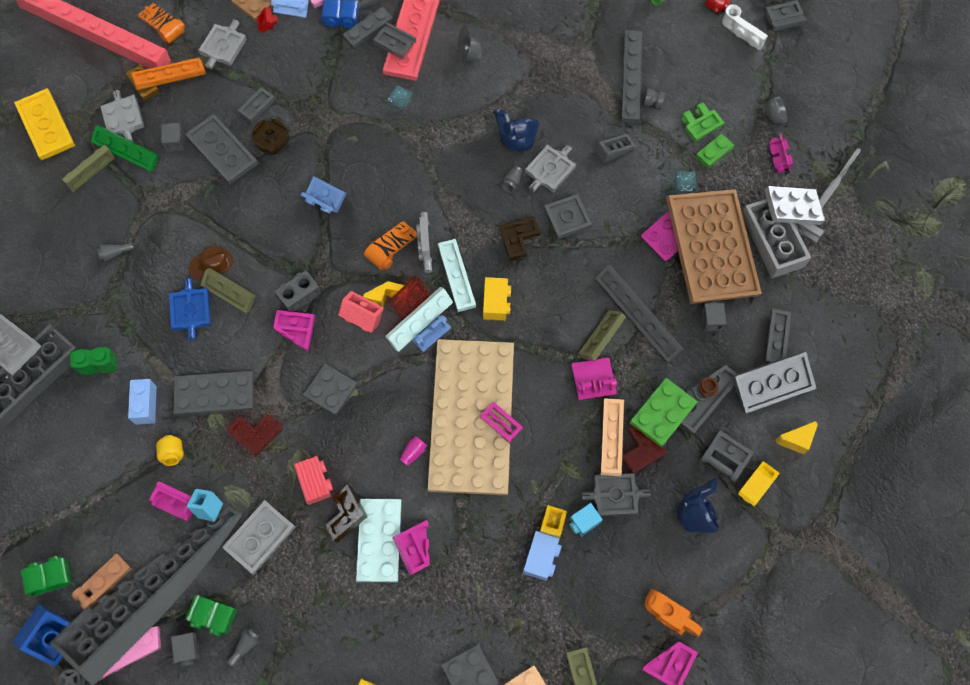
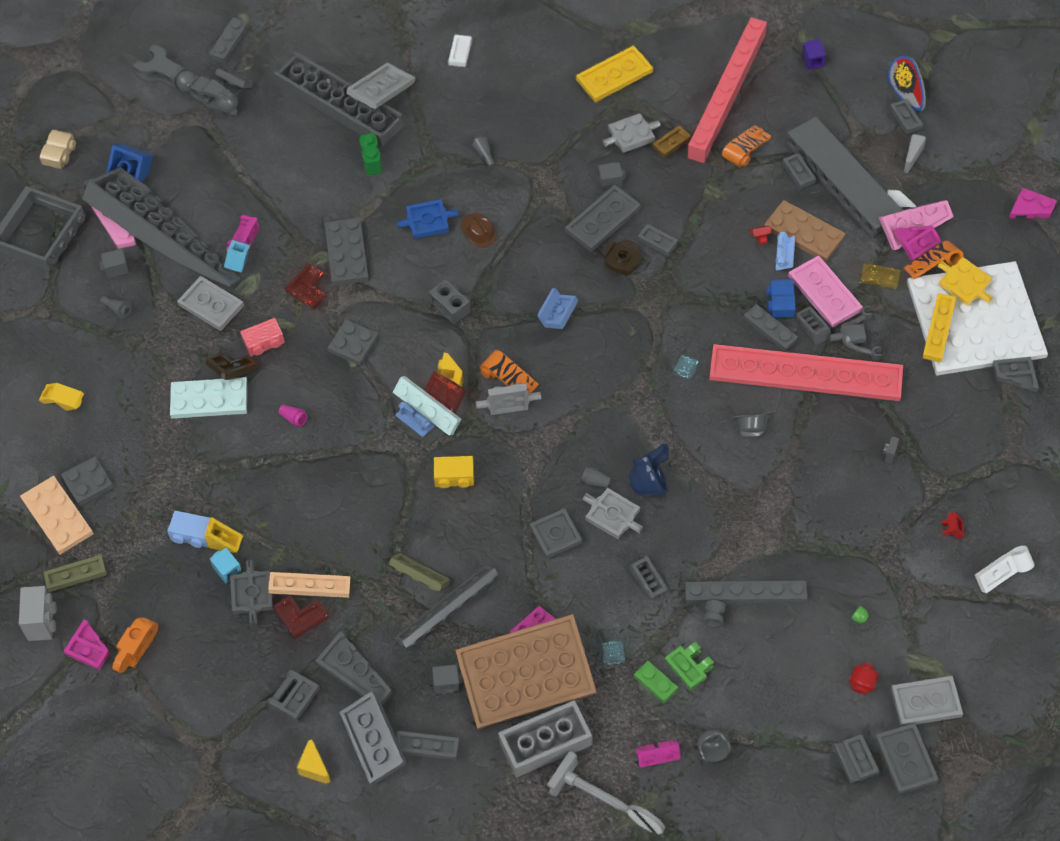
camera: 90 degrees right, 10 degrees down
(46, 577) = (177, 157): green brick -> none
(88, 168) = (568, 115): olive plate -> none
(102, 581) = (174, 197): nougat plate -> none
(125, 148) = (594, 140): green tile -> none
(142, 401) = (333, 196): light blue brick -> none
(167, 73) = (683, 160): orange tile -> none
(169, 450) = (288, 224): yellow head -> none
(211, 615) = (142, 277): green brick -> none
(222, 44) = (726, 201): light grey plate -> none
(227, 290) = (448, 245): olive plate -> none
(295, 327) = (414, 305): dark pink wing -> none
(360, 312) = (429, 353): coral brick -> none
(394, 40) = (747, 348): dark grey plate -> none
(414, 547) = (200, 423): dark pink wing -> none
(456, 275) = (479, 435): light aqua plate -> none
(464, 448) = (331, 463): tan plate -> none
(483, 416) = (329, 480): dark pink tile -> none
(515, 234) = (529, 484): dark brown plate -> none
(594, 378) = (372, 568): dark pink hinge -> none
(663, 412) = (335, 629): bright green plate -> none
(697, 512) = (234, 666): dark blue head -> none
(708, 387) = (363, 670): reddish brown plate -> none
(742, 28) = (826, 706): white plate -> none
(758, 483) = (262, 721): yellow slope -> none
(794, 205) = (578, 751): plate -> none

